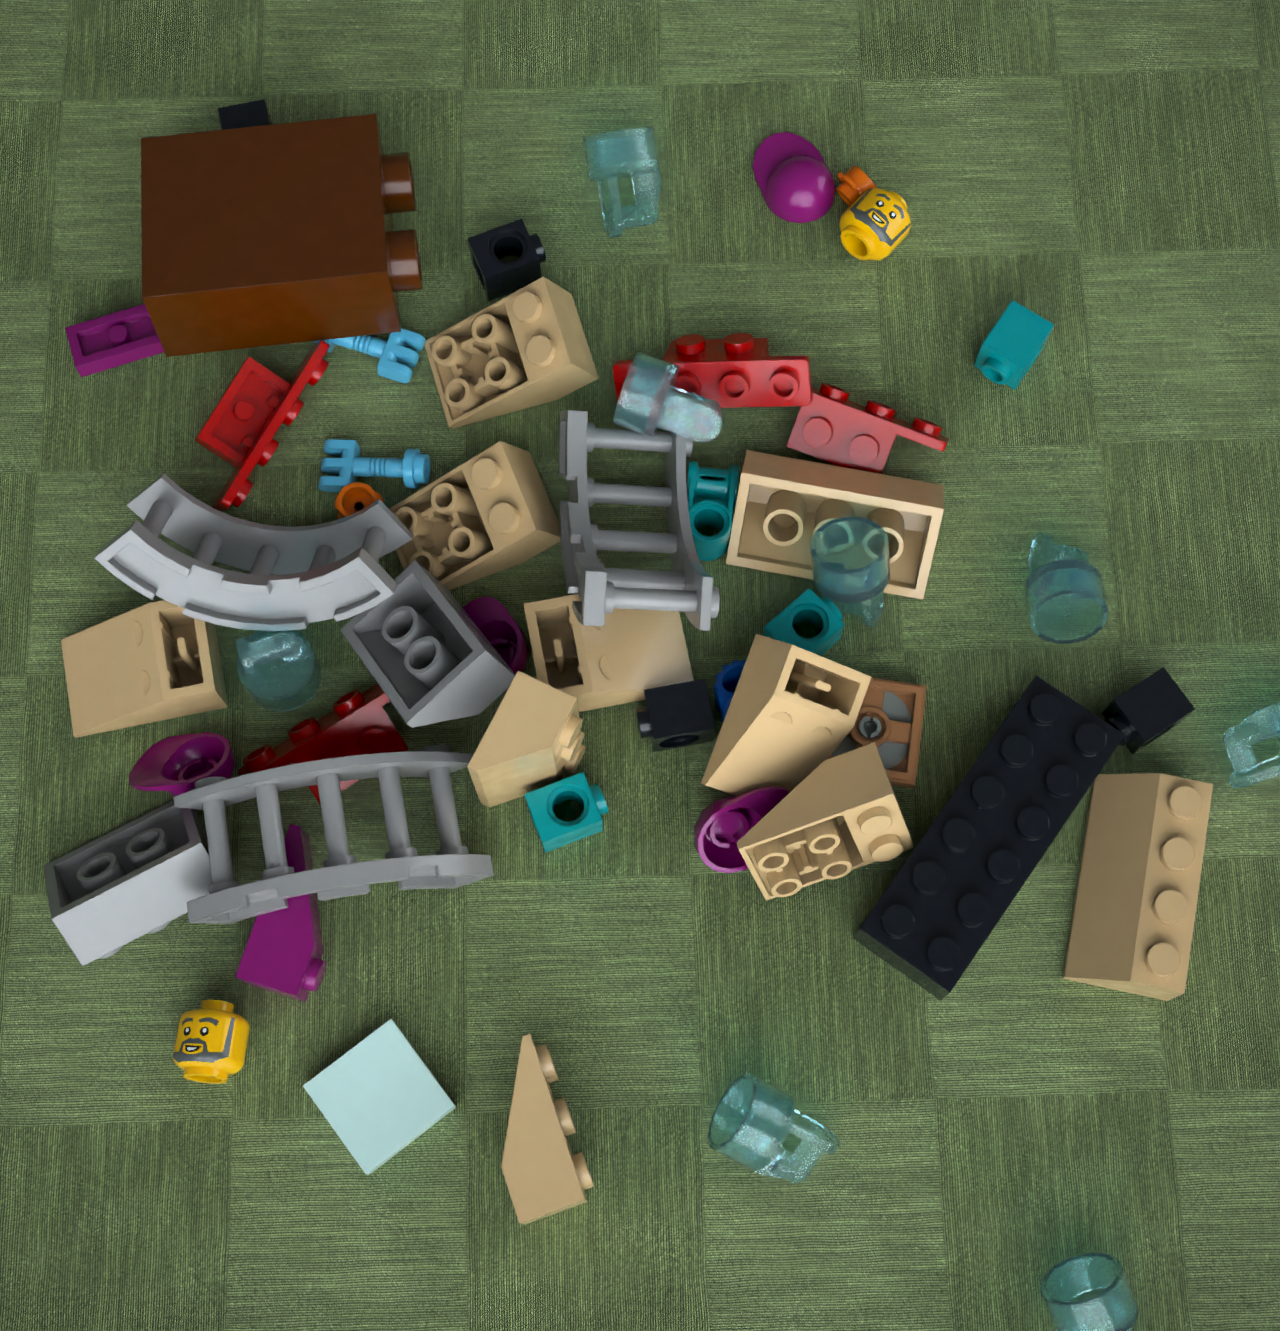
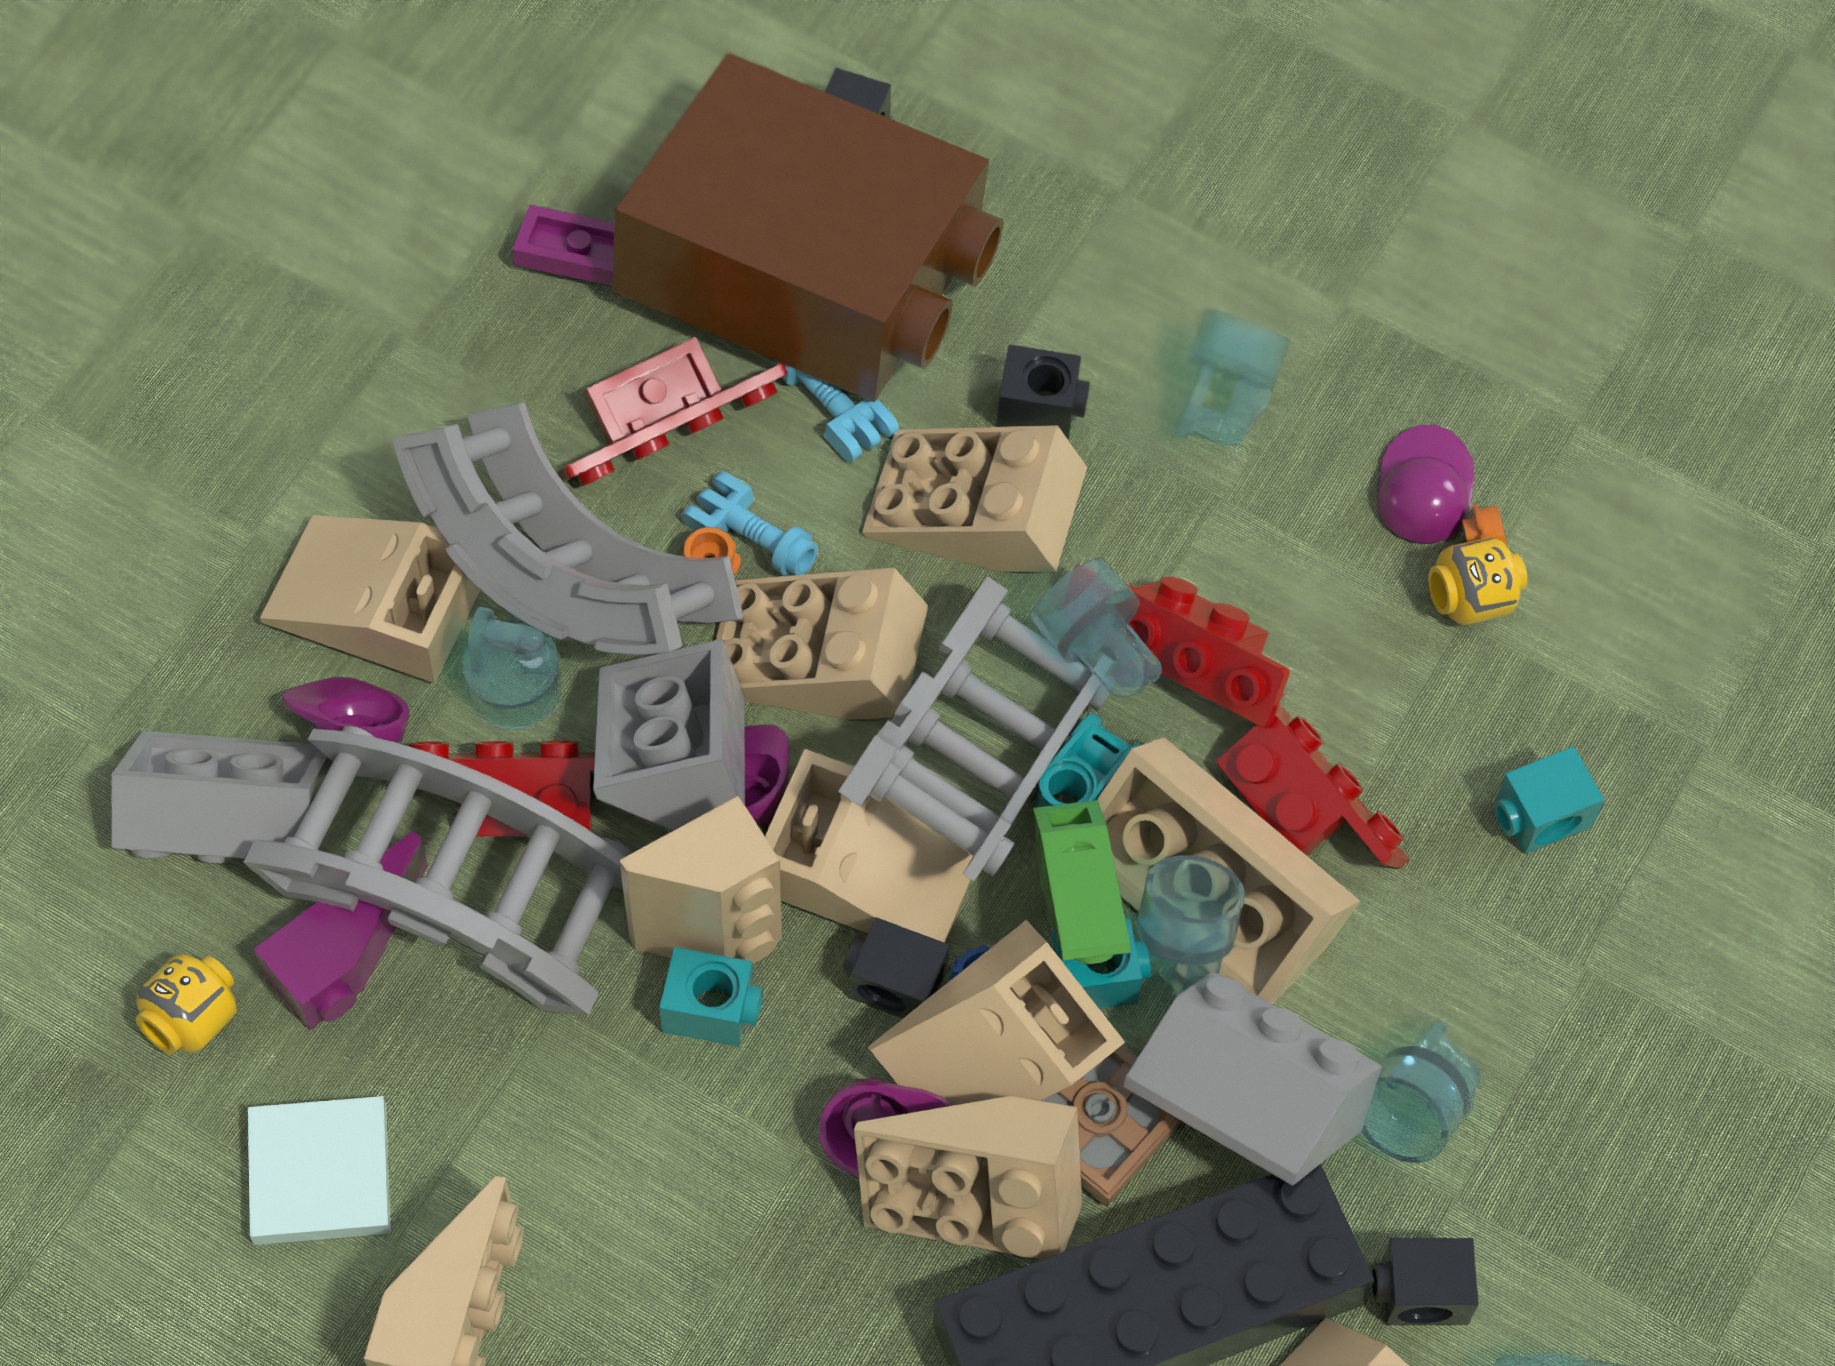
camera: 30 degrees right, 10 degrees down
(768, 585) = (1080, 882): none -> bright green slope
(962, 648) = (1255, 1078): none -> light grey slope

